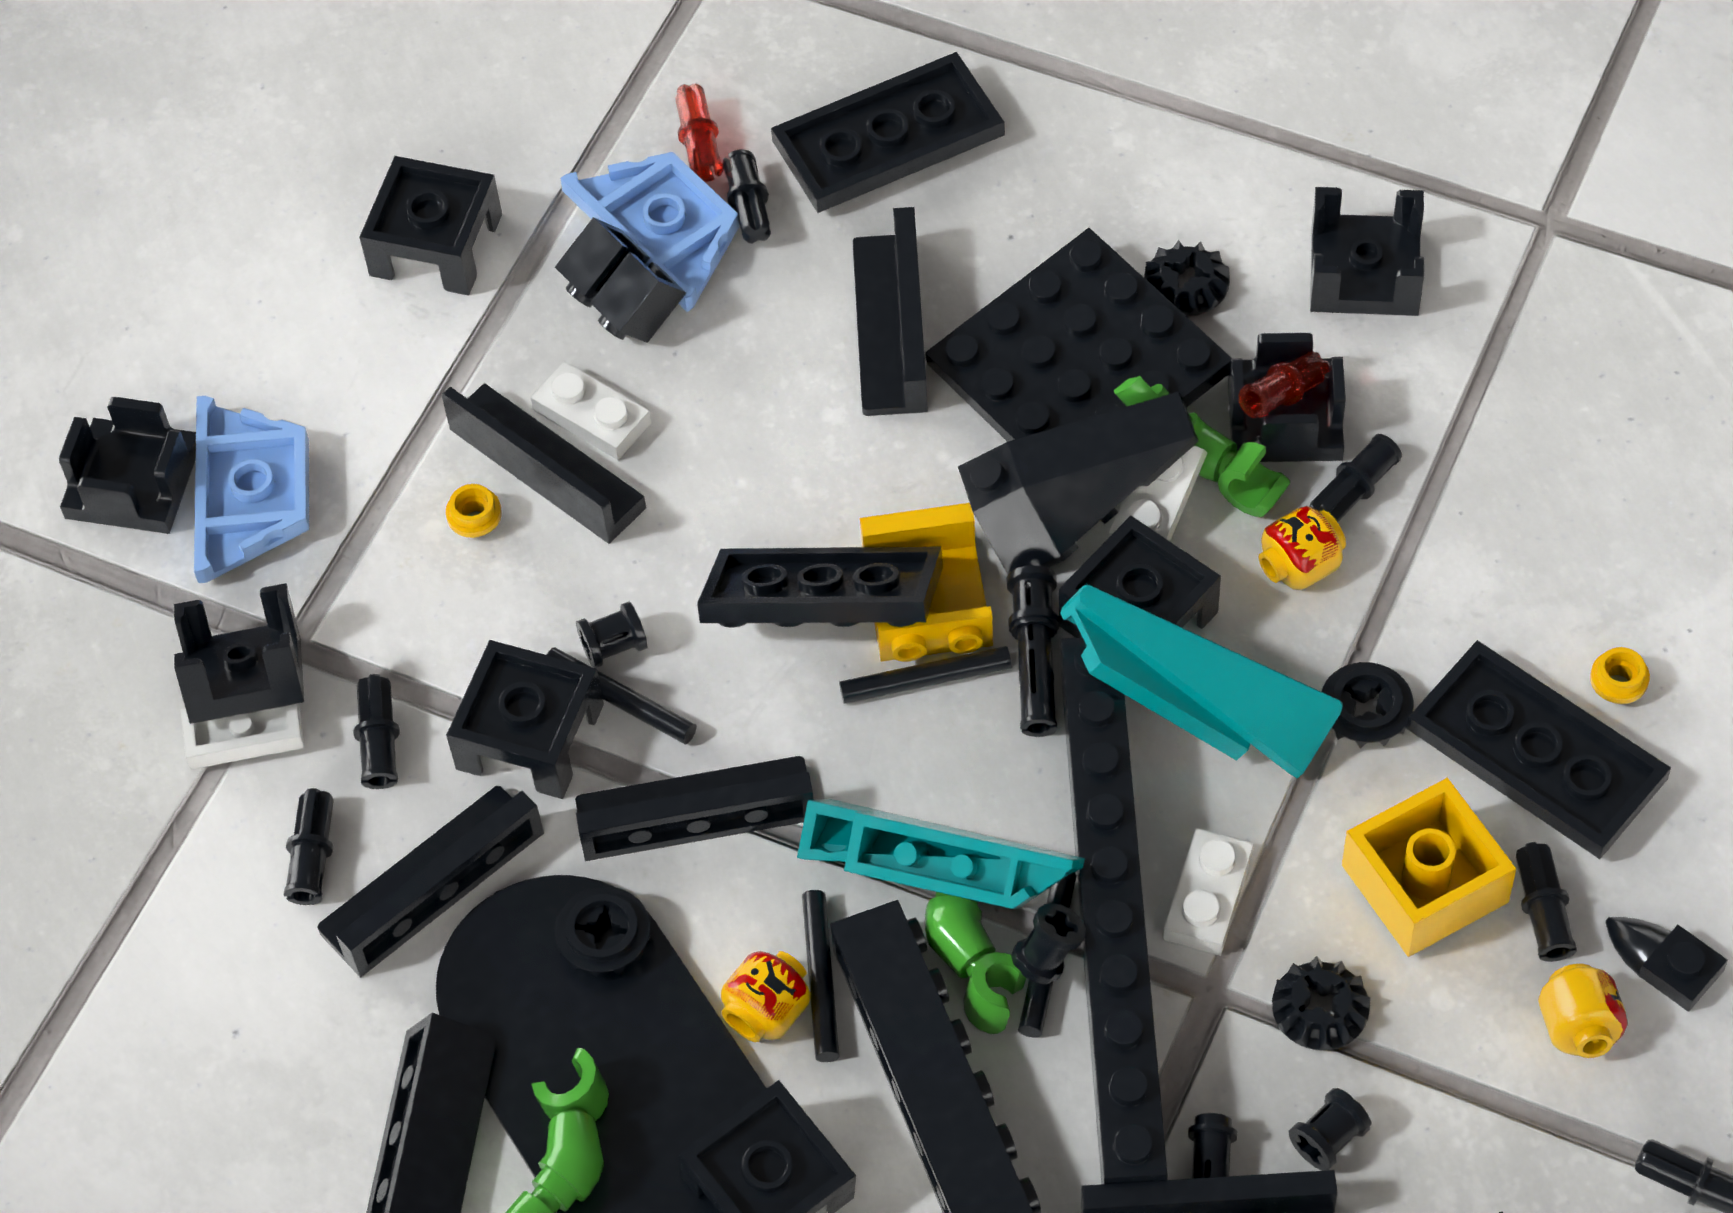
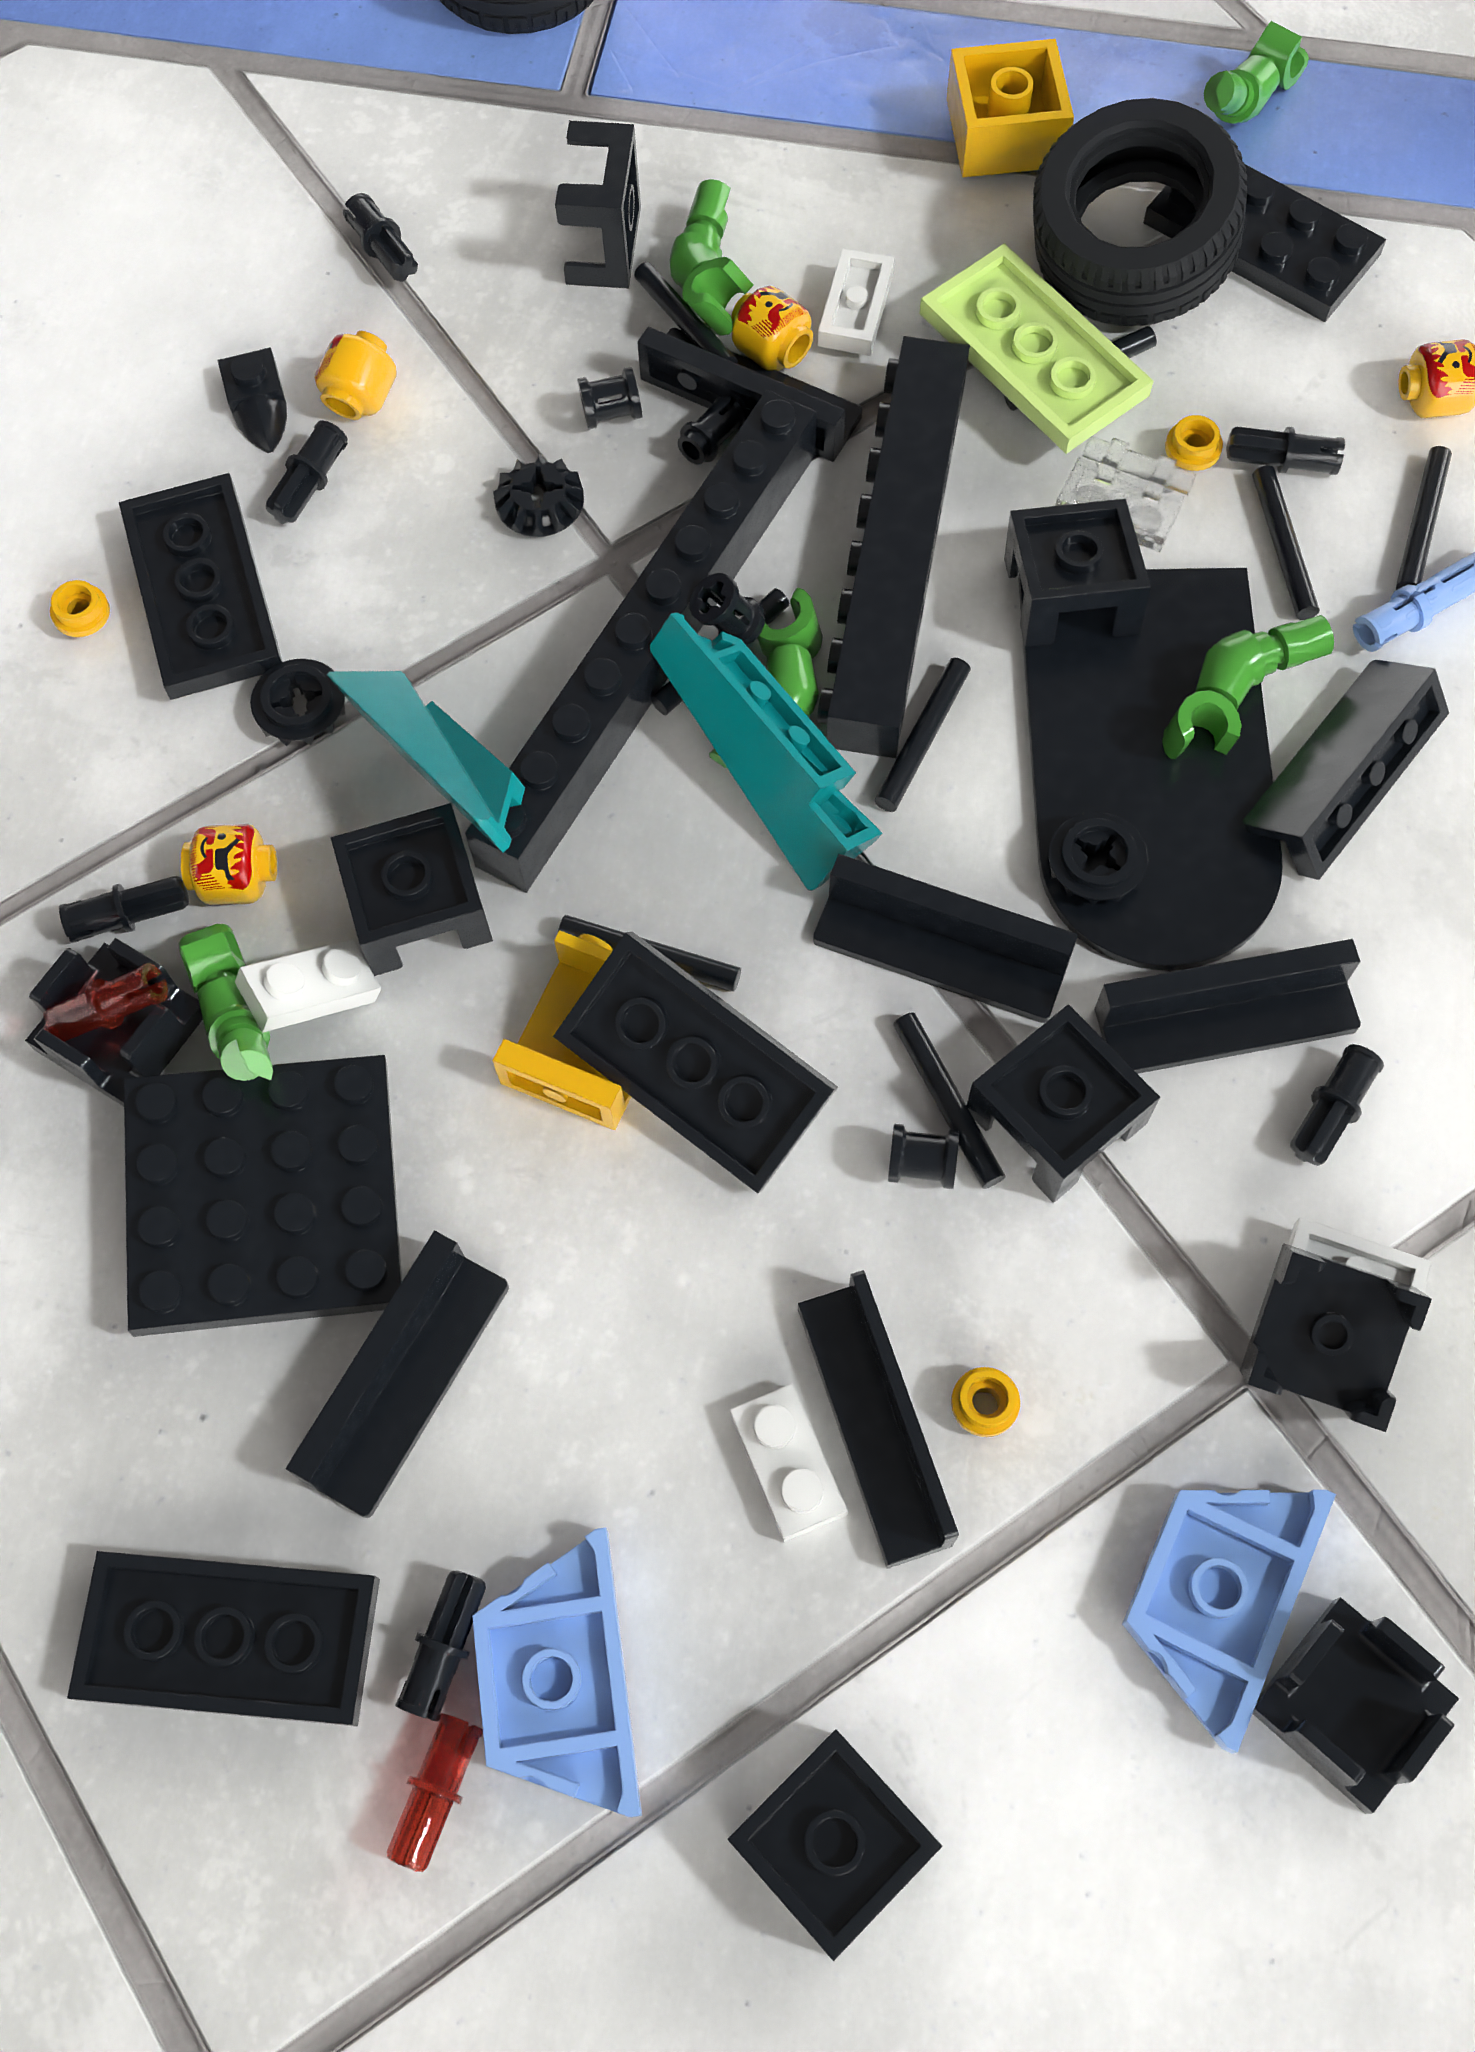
camera: 150 degrees left, 10 degrees up
(376, 732) = (1214, 1188): black axle -> none
(611, 275) = (667, 1631): black piece -> none
(765, 995) = (985, 728): yellow head -> none
(1034, 627) = (527, 935): black pin -> none
(1057, 484) = (385, 1026): black wedge -> none
(1200, 292) = (67, 1261): black gear -> none
(1208, 891) = (553, 627): white plate -> none
(1428, 866) = (374, 519): yellow brick -> none

